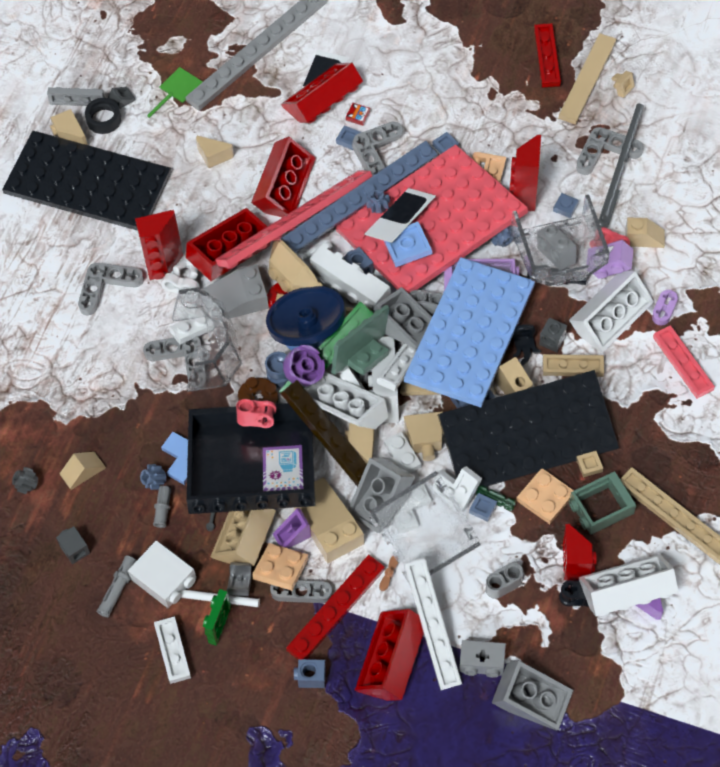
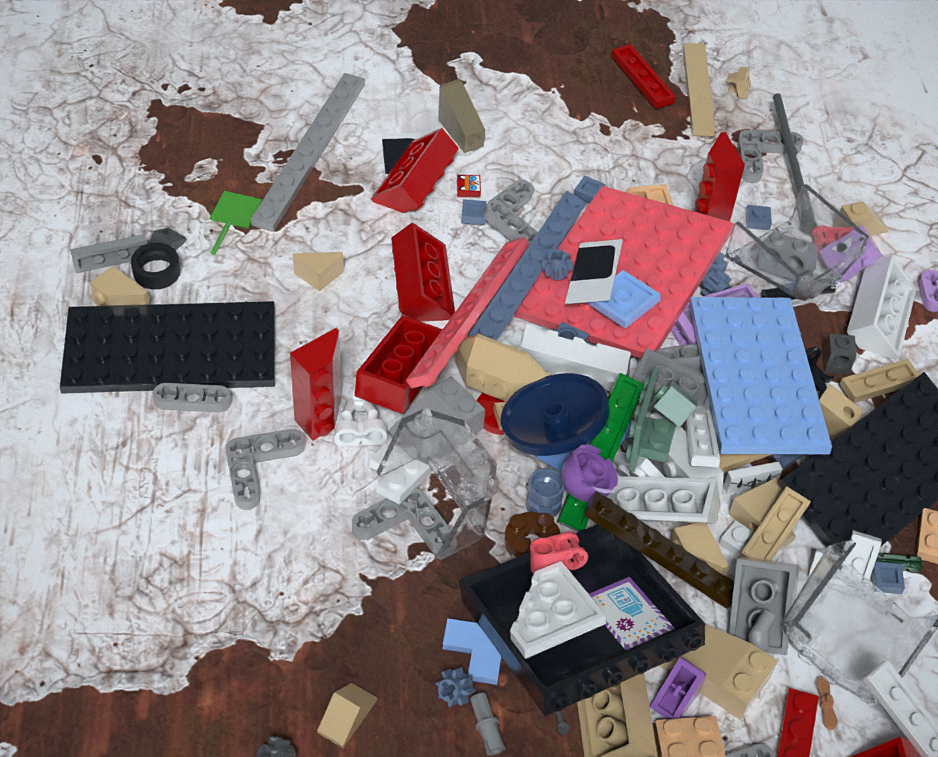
camera: 30 degrees left, 10 degrees down
(89, 230) = (184, 390): none -> light grey beam
(226, 450) = (554, 611): none -> white plate
(362, 512) = (760, 632): none -> light grey arm
(377, 54) = (460, 116): none -> dark tan slope
(392, 335) = (674, 403): none -> brick
(418, 445) = (776, 526): none -> tan tile
(429, 405) = (751, 477): none -> white tile
(494, 250) = (715, 282): none -> sand blue gear

